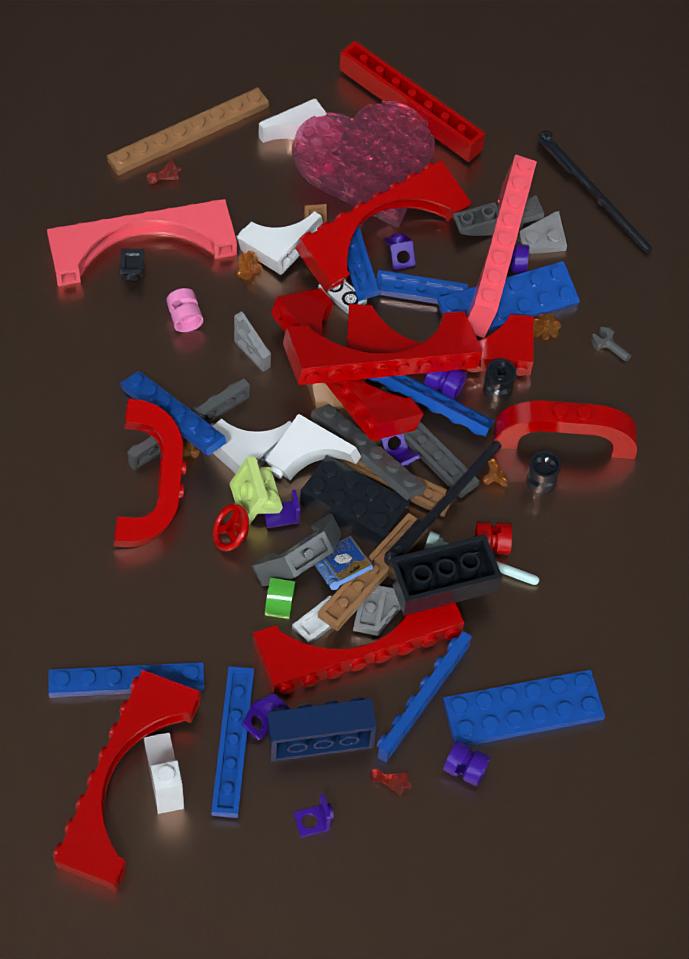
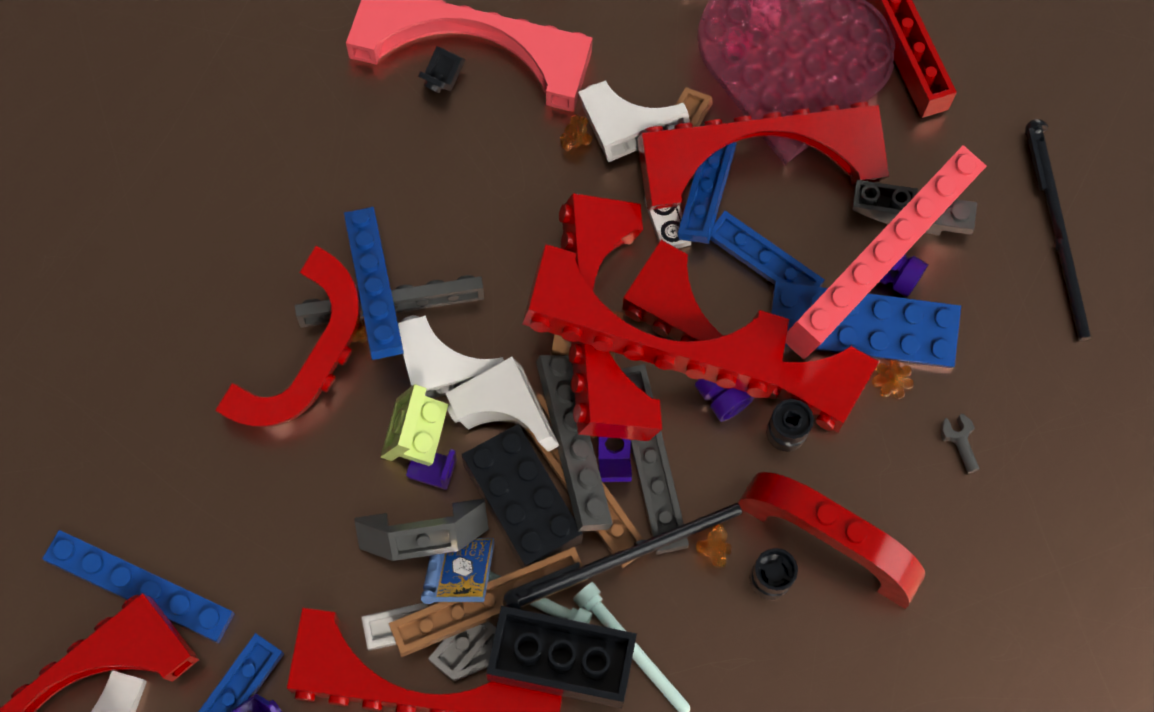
camera: 30 degrees right, 10 degrees up
(184, 310) = (467, 156): bright pink wheel -> none
(236, 527) = (365, 461): red piece -> none
(250, 342) = (519, 228): light grey wing -> none
(280, 598) = (365, 576): bright green brick -> none
(398, 243) = (772, 187): dark purple bracket -> none
(438, 403) = (700, 421): blue plate -> none
(498, 536) = (656, 618): red wheel -> none
(544, 235) = (960, 257): light grey wing -> none

